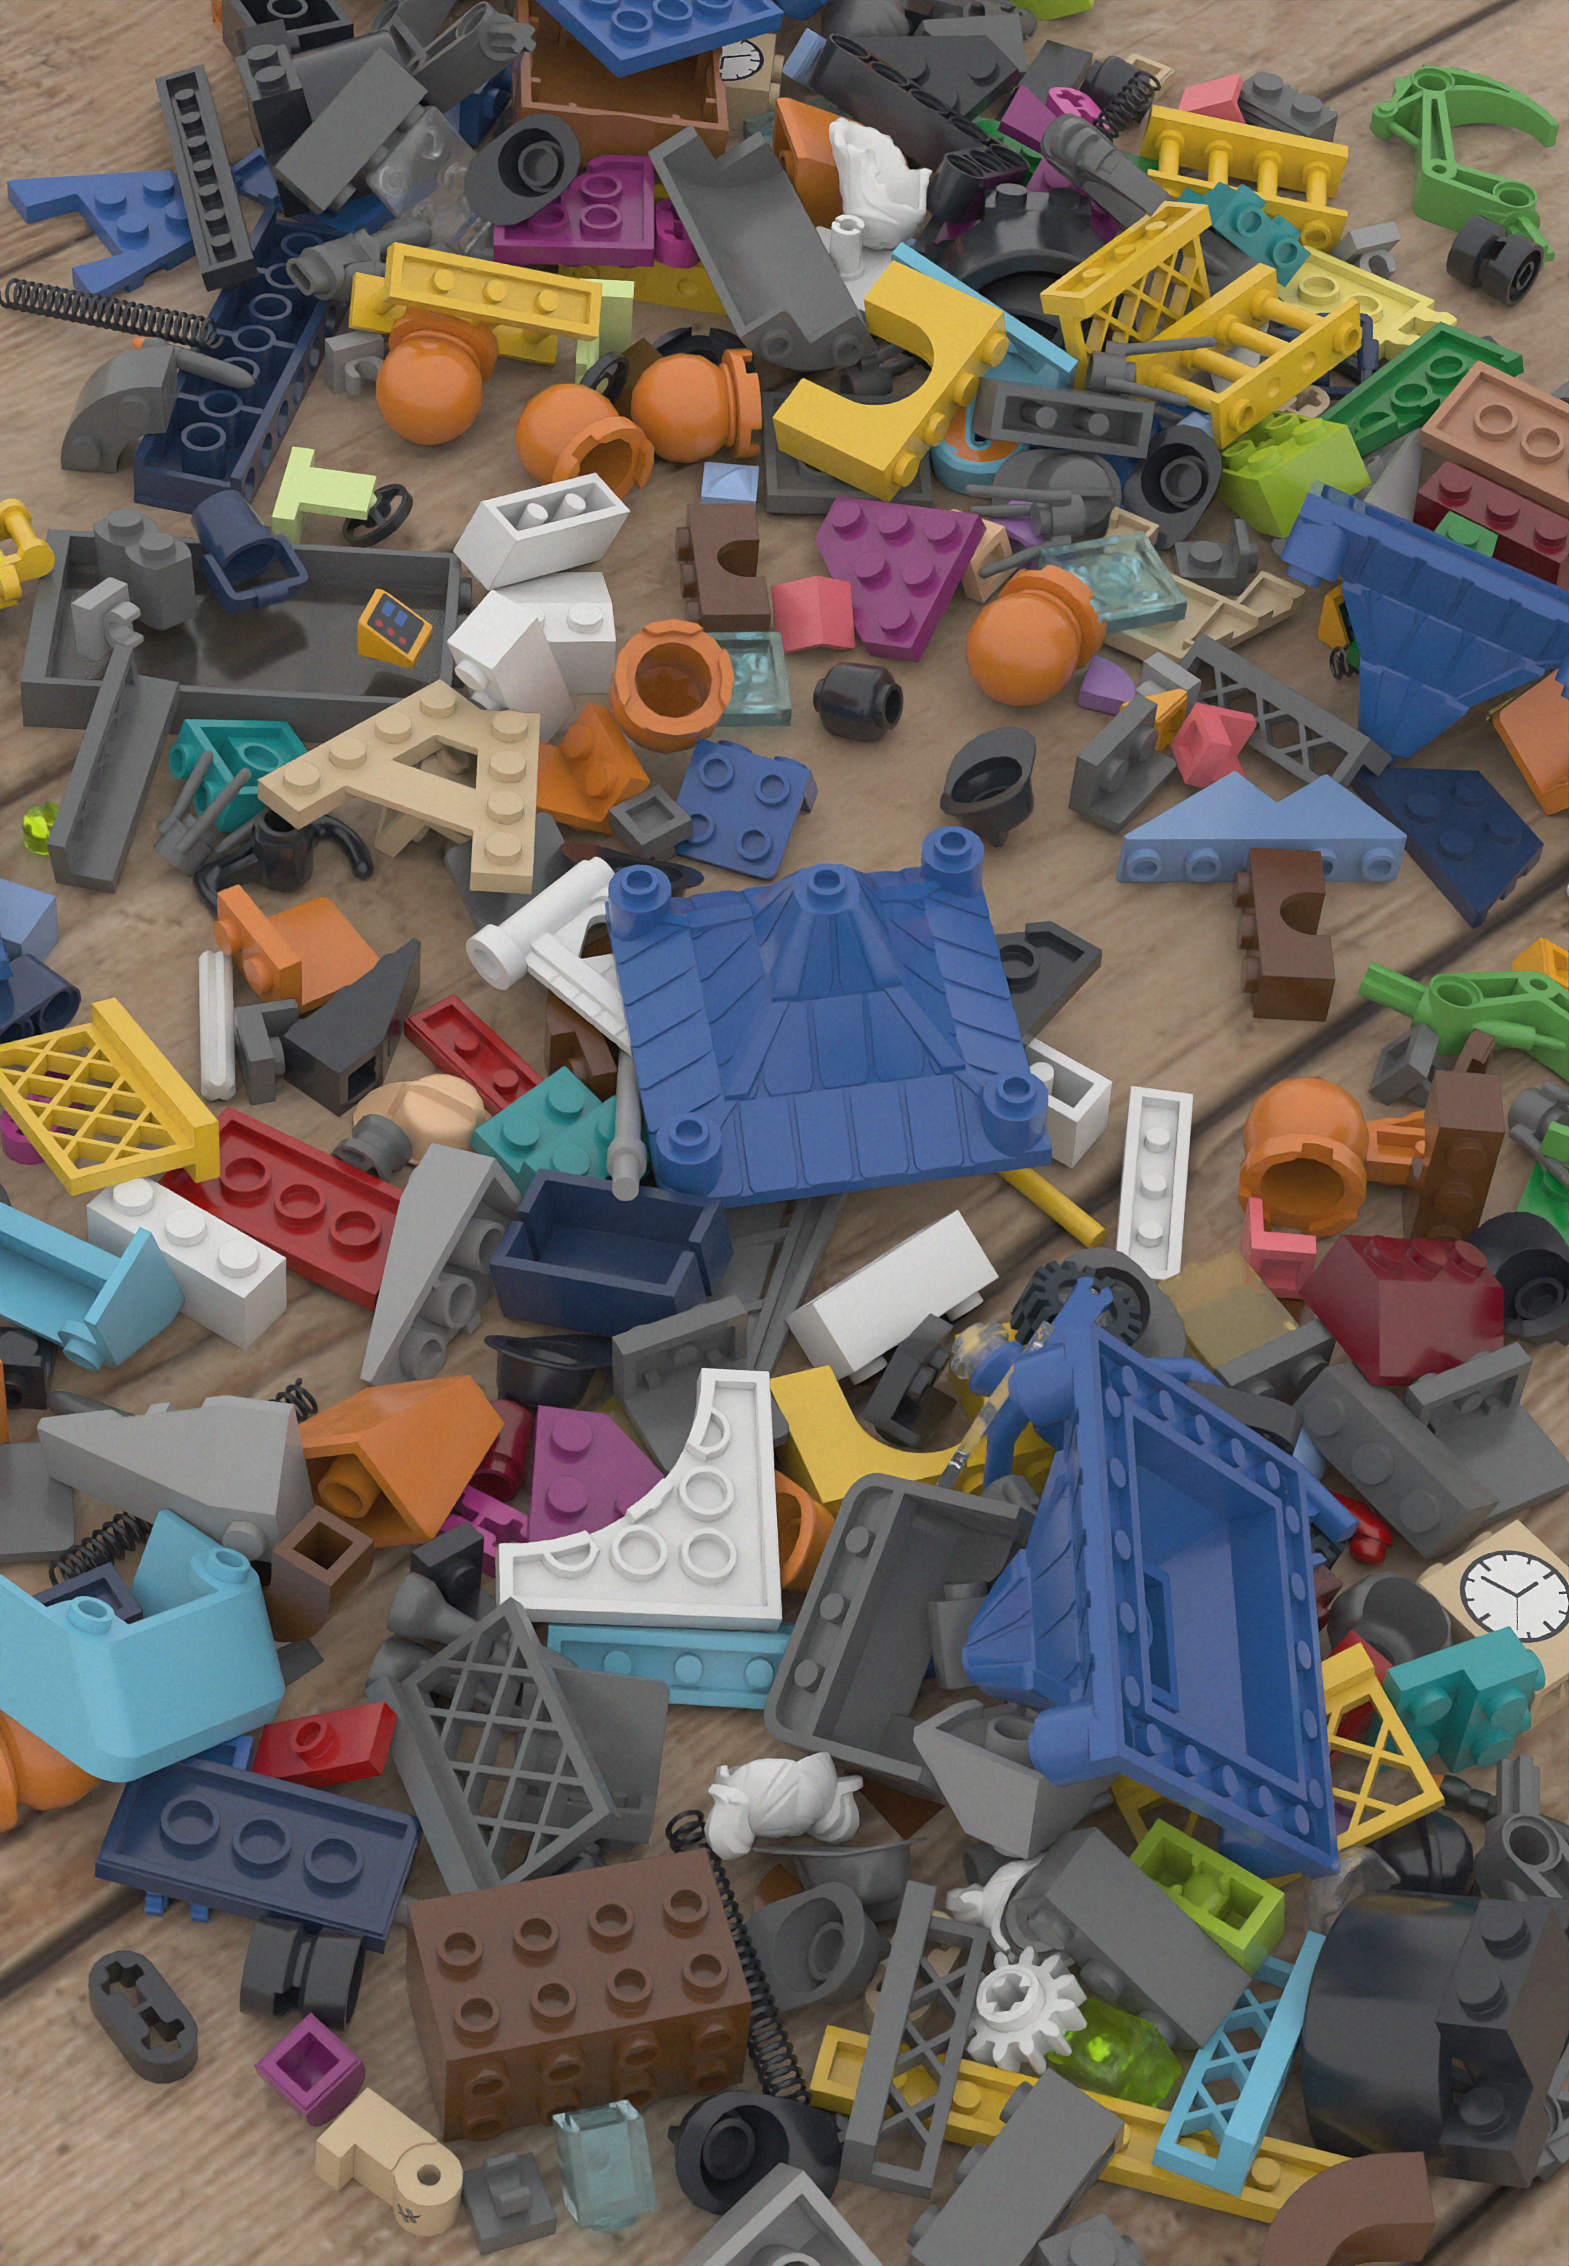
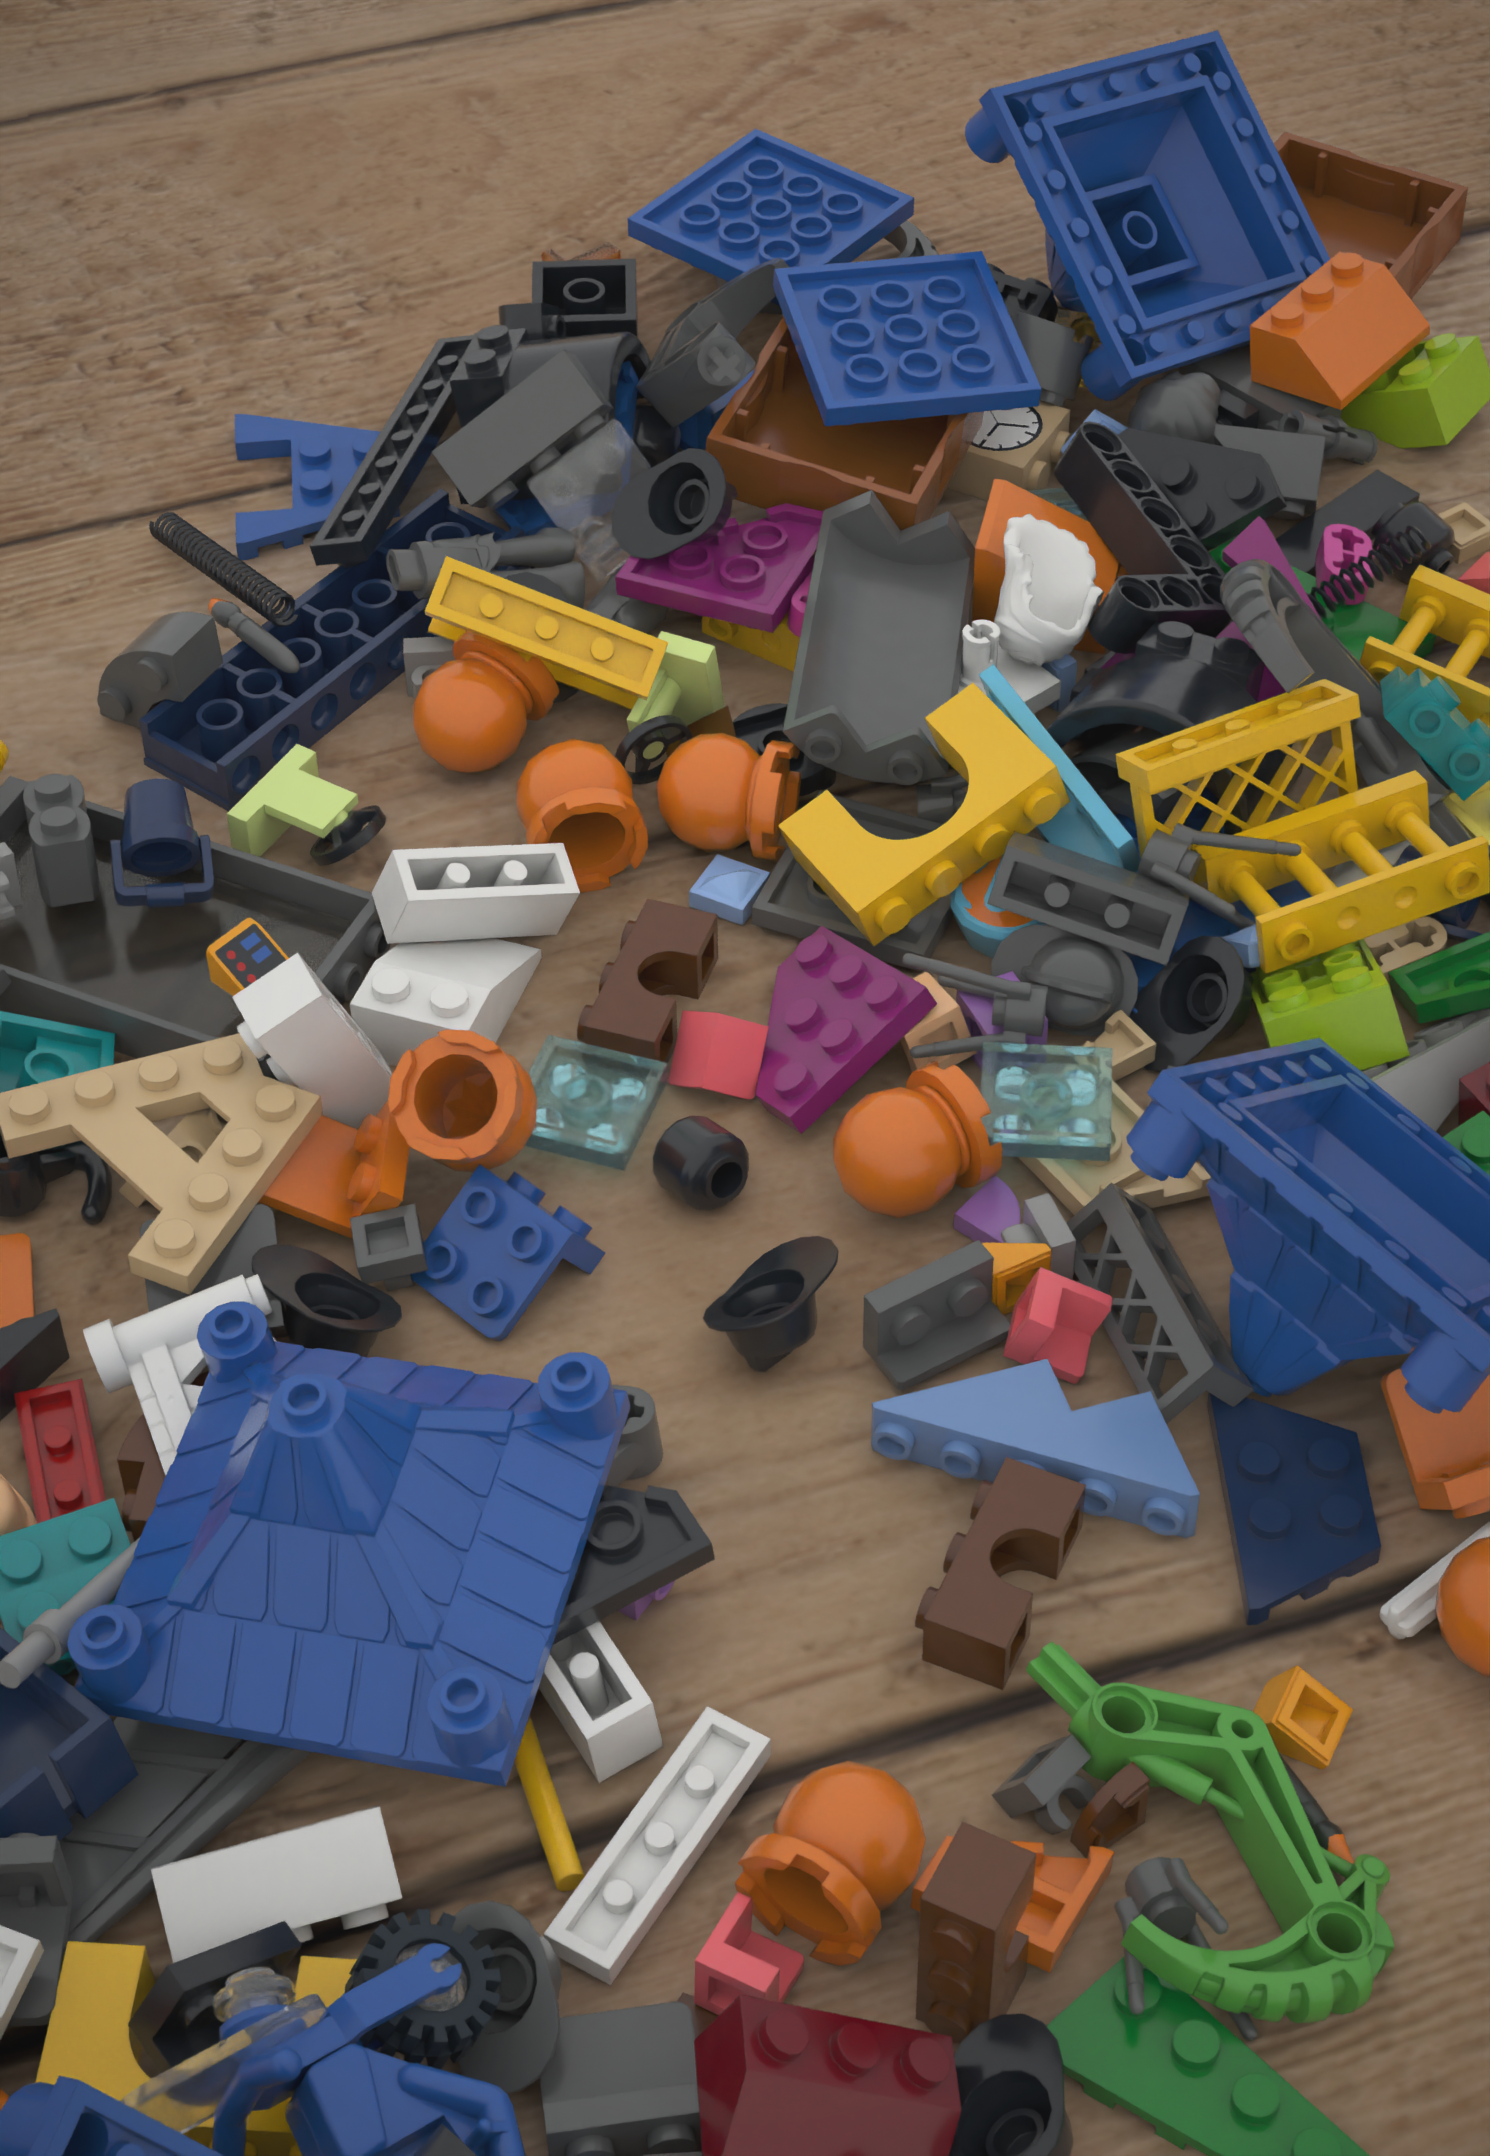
camera: 30 degrees right, 0 degrees up
(1225, 1308) = (632, 2021): clear yellow piece -> none

